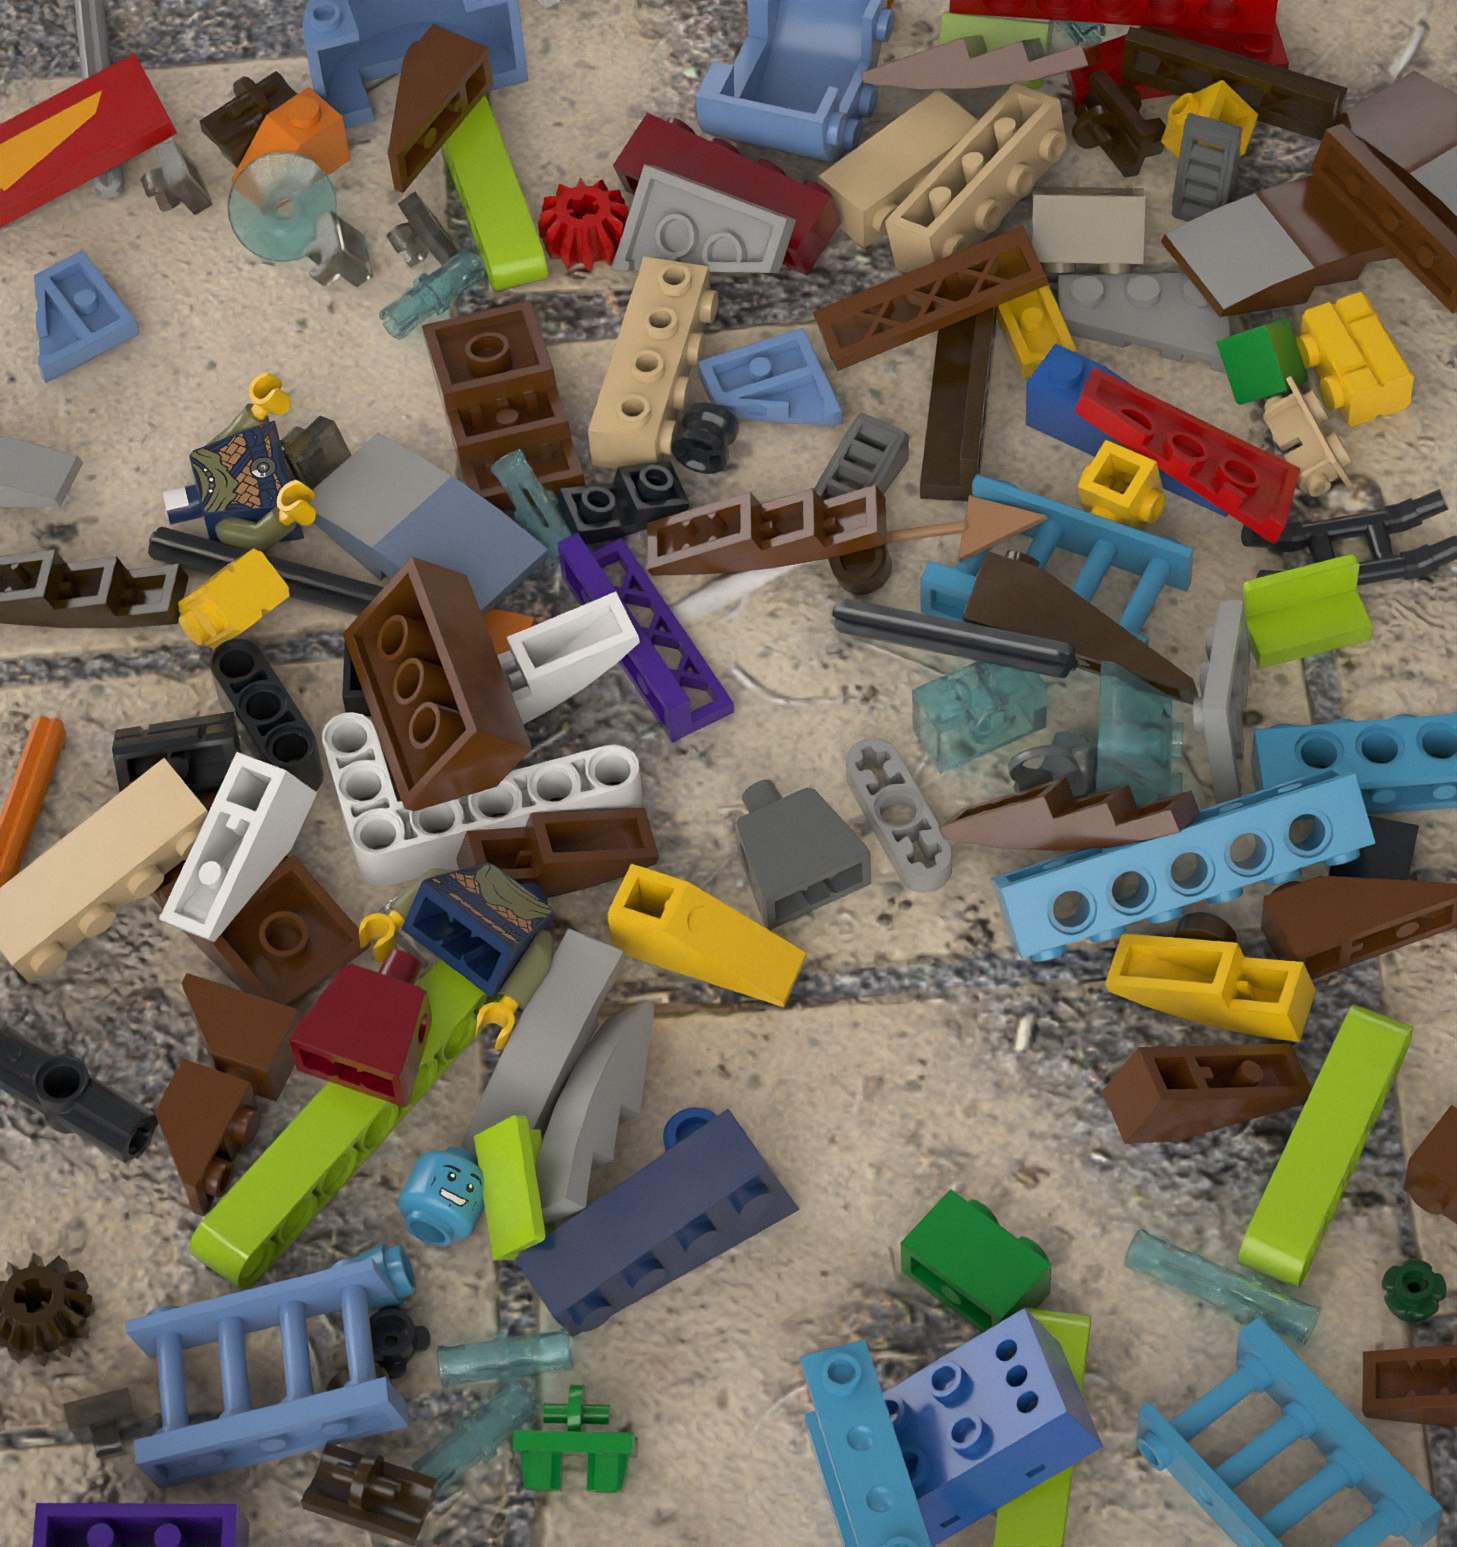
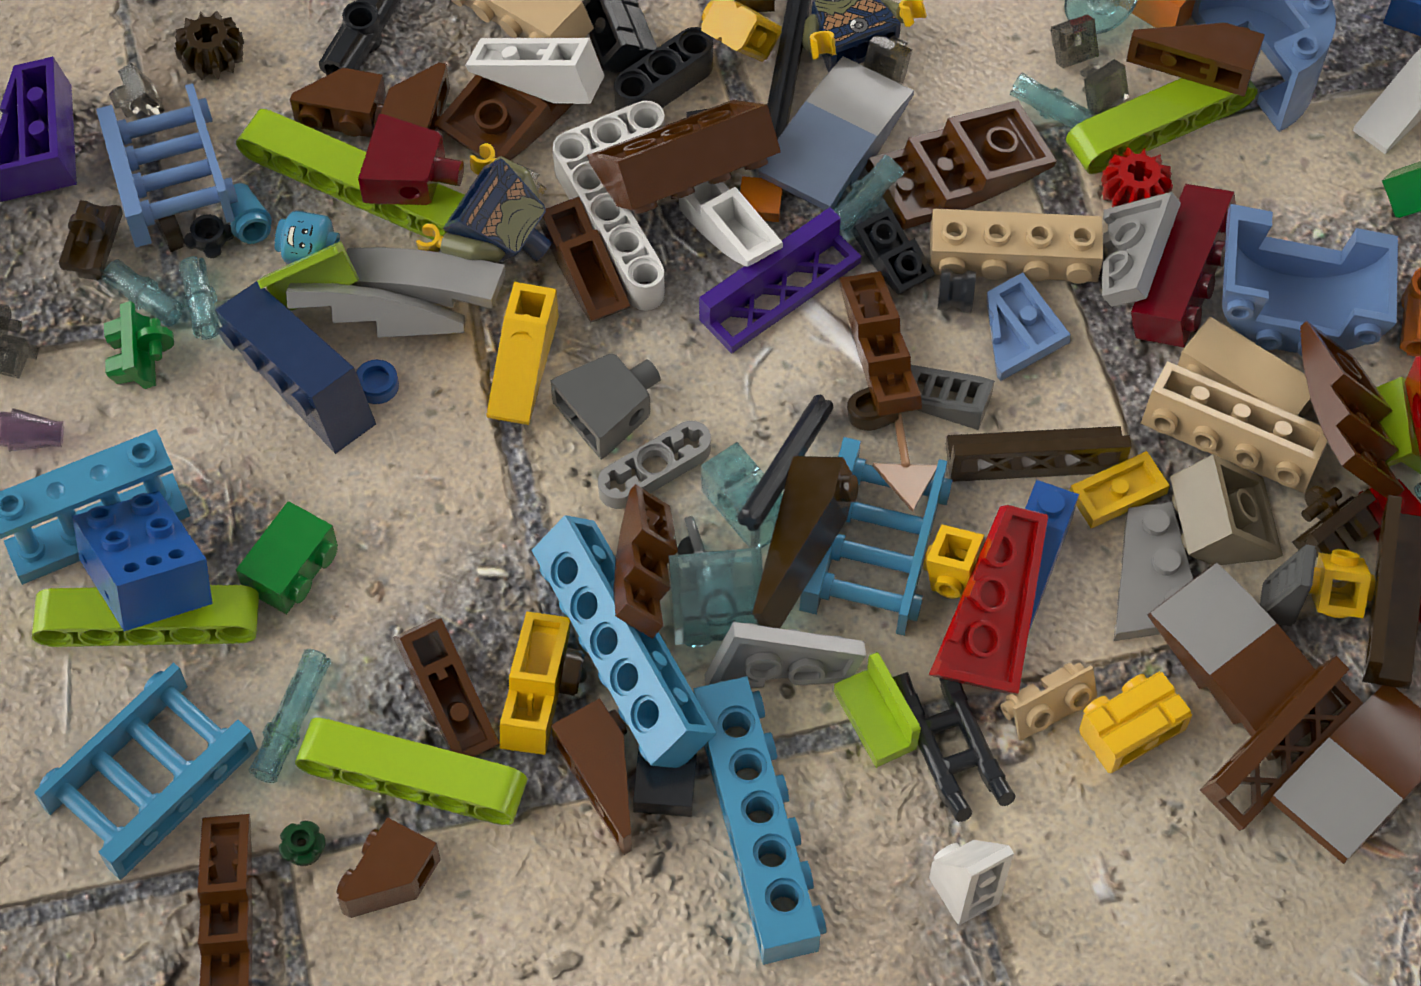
camera: 75 degrees right, 5 degrees up
(930, 298) = (1109, 399): reddish brown fence -> none
(1262, 360) = (1118, 653): green panel -> none

